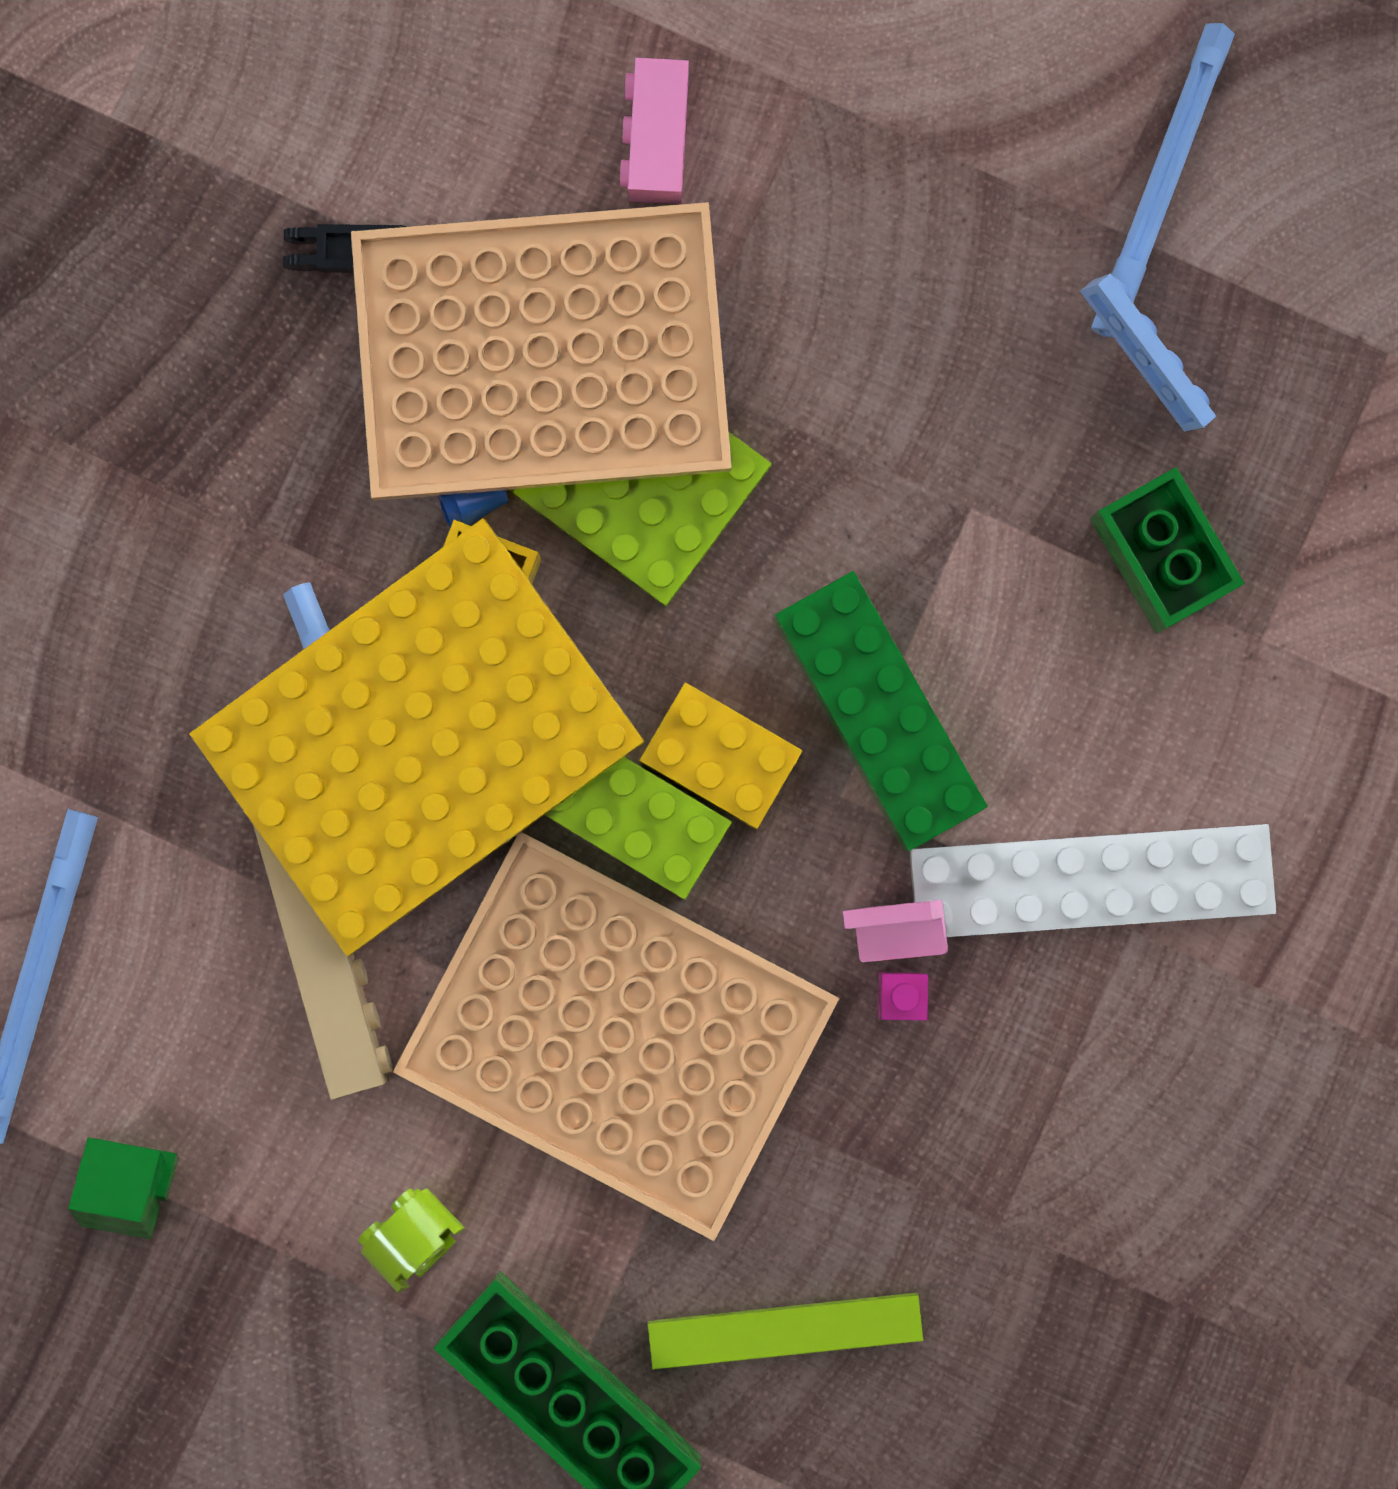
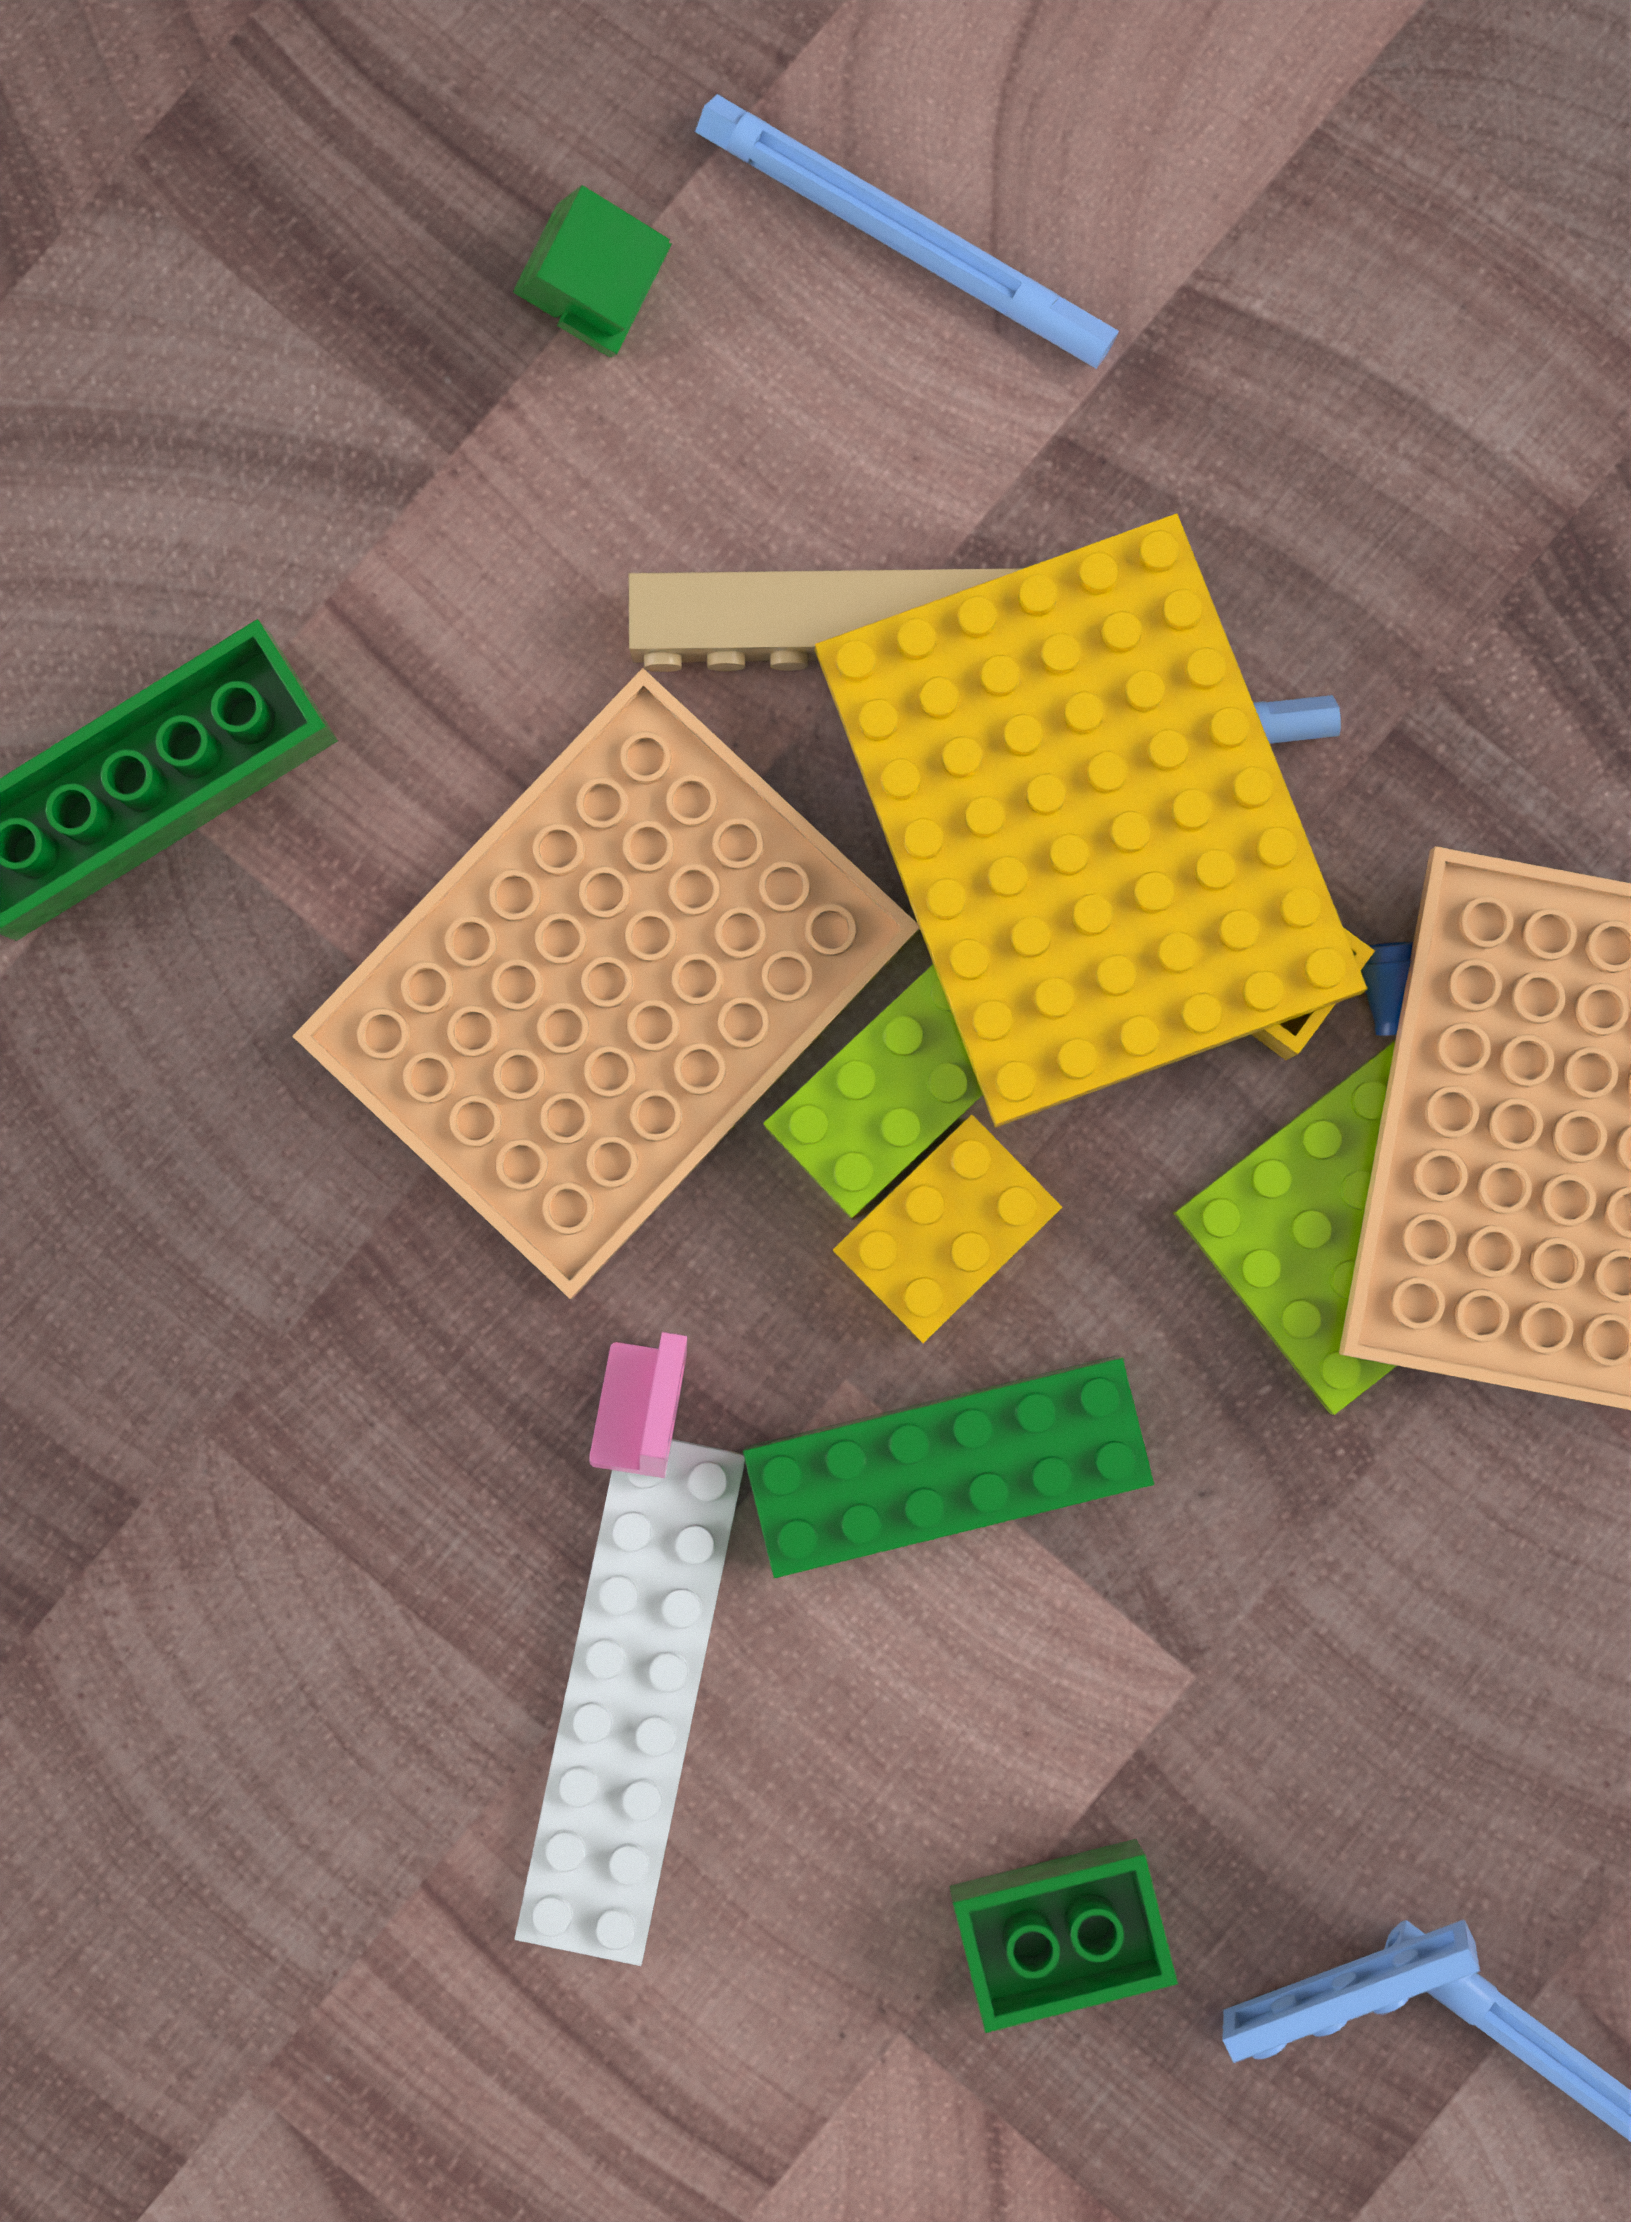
camera: 110 degrees right, 0 degrees up
(410, 1238) = (413, 631): lime brick -> none
(785, 1330) = (146, 1100): lime tile -> none
(902, 996) = (548, 1386): dark pink brick -> none

